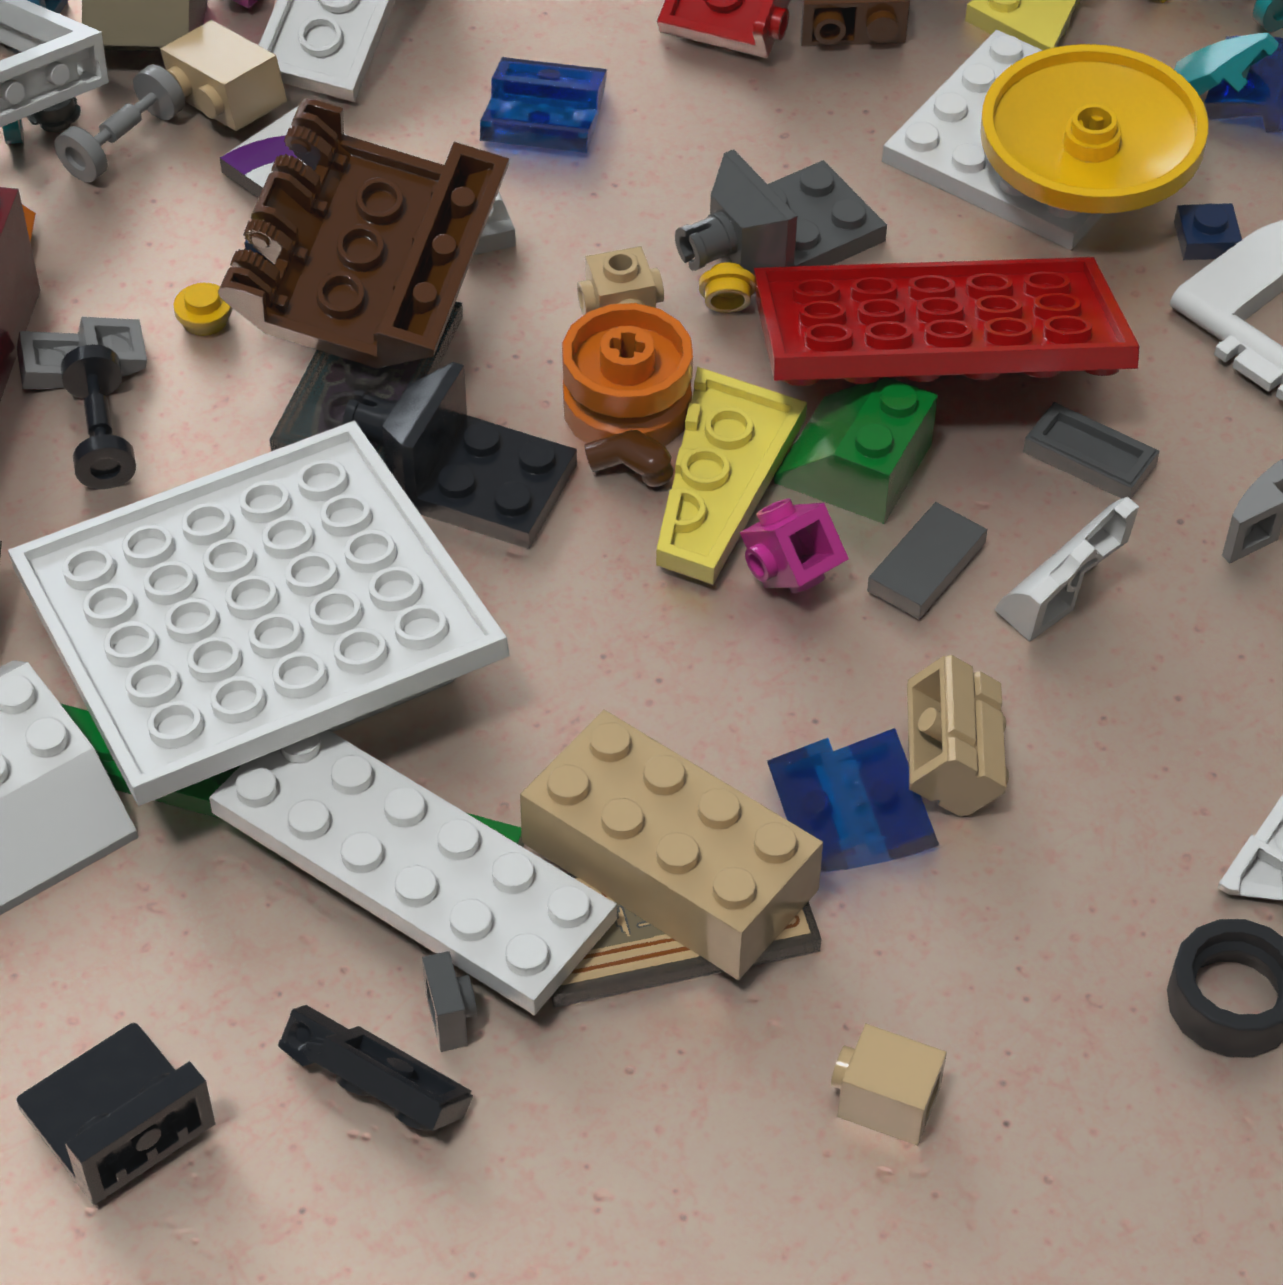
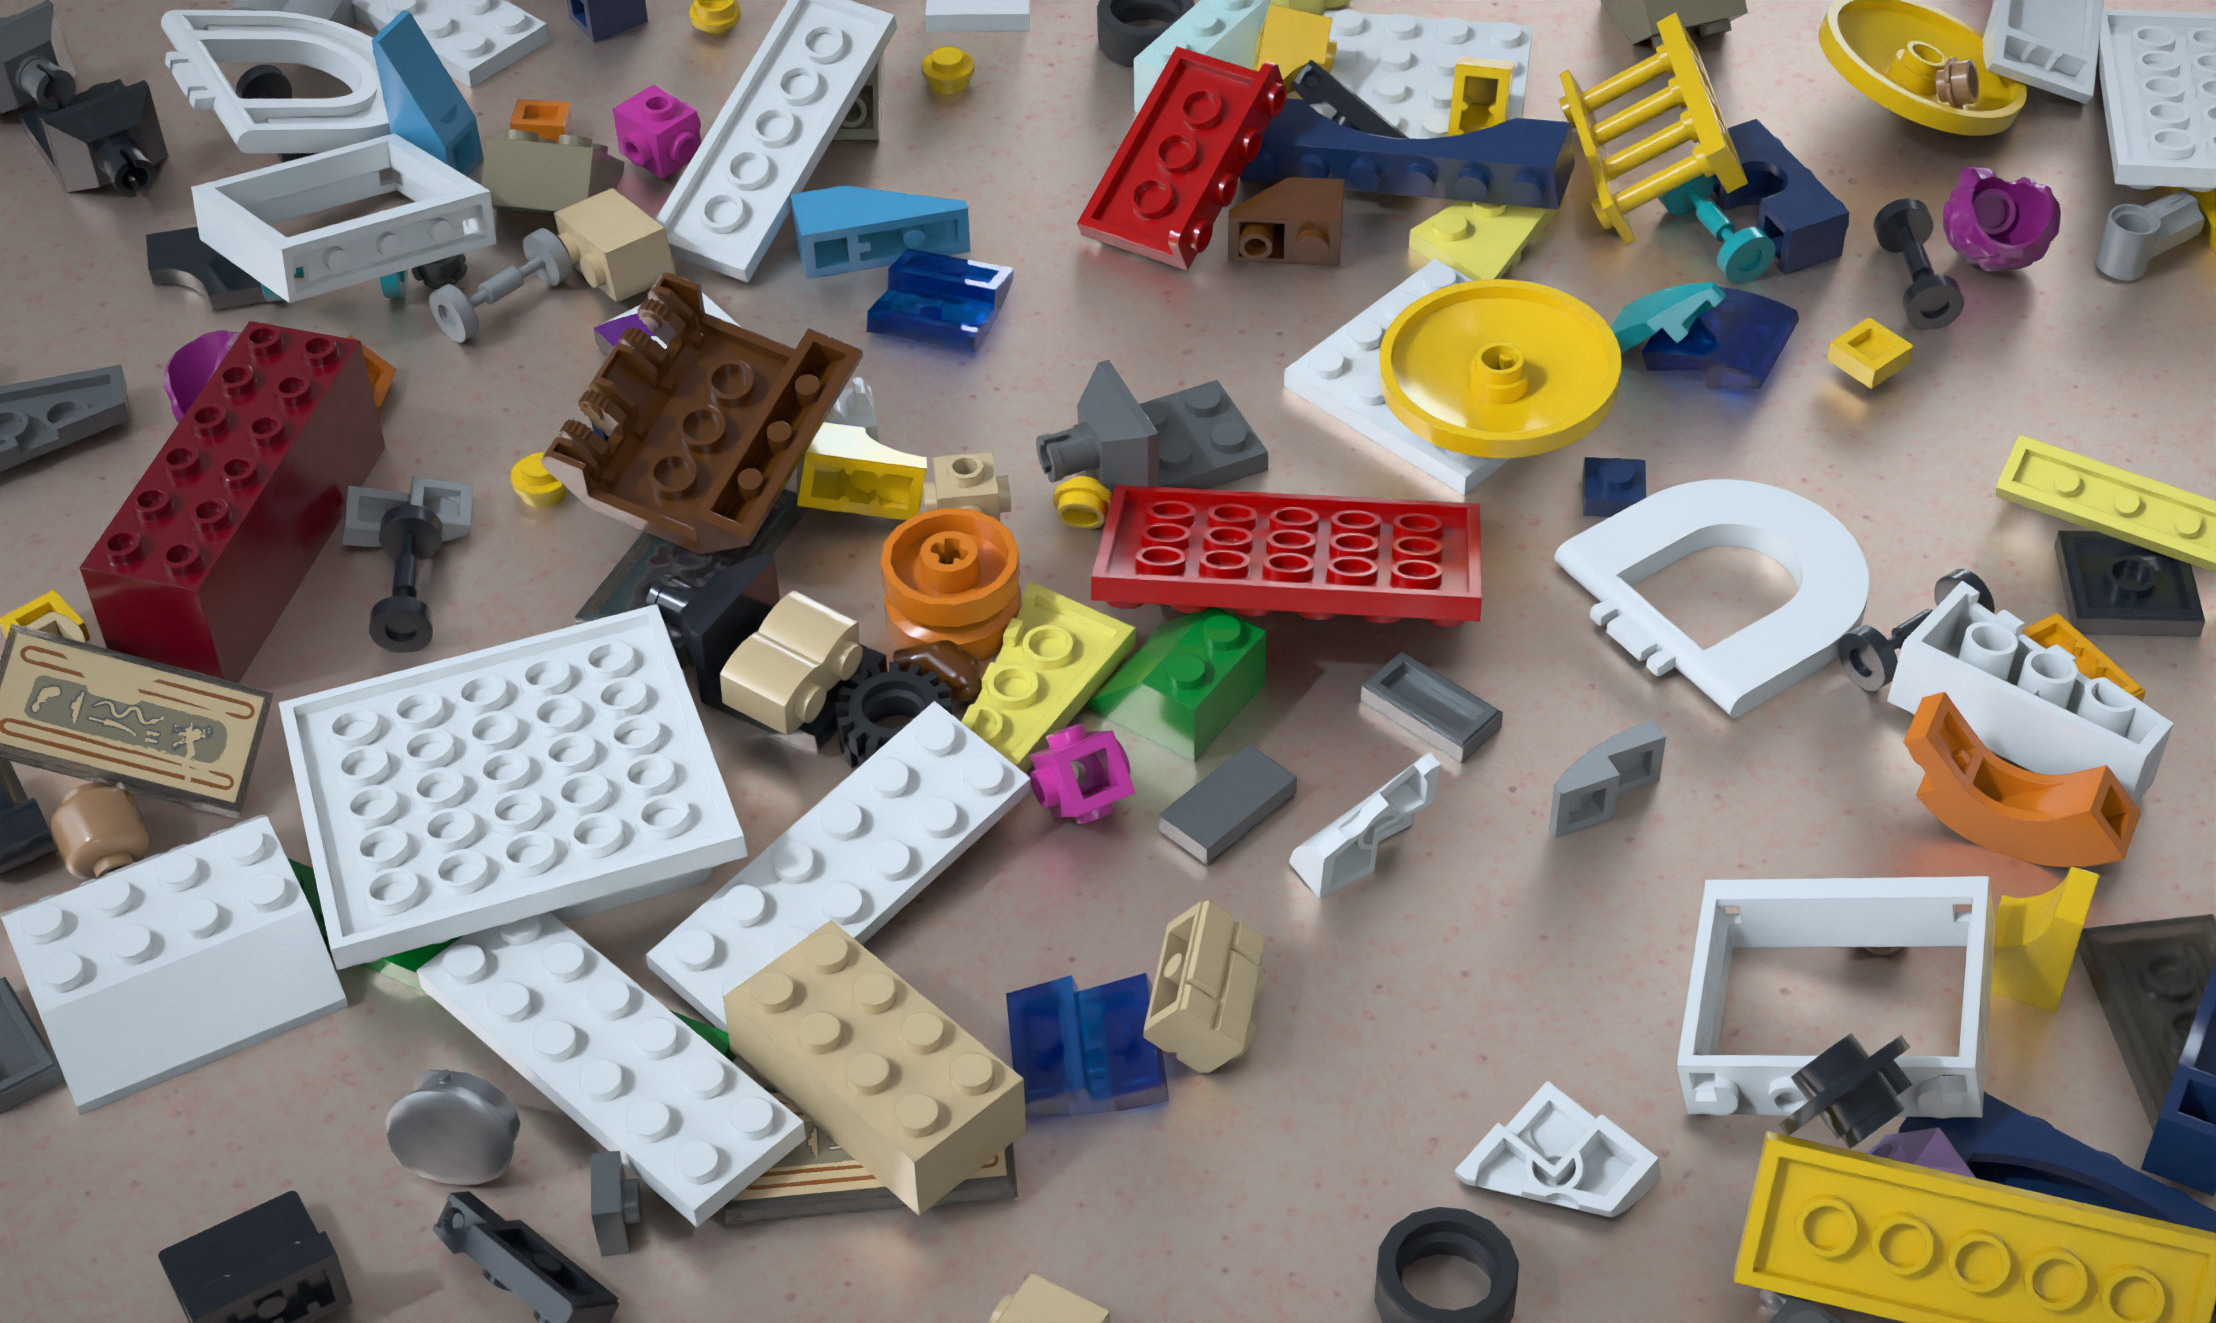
camera: 10 degrees right, 5 degrees down
(281, 946) = (453, 1128): none -> flat silver piece
(462, 41) = (871, 228): none -> dark azure slope
(499, 466) = (791, 663): none -> tan brick
(518, 280) = (858, 475): none -> yellow arch
(587, 653) = (847, 858): none -> white plate
(601, 538) = (881, 697): none -> black tyre

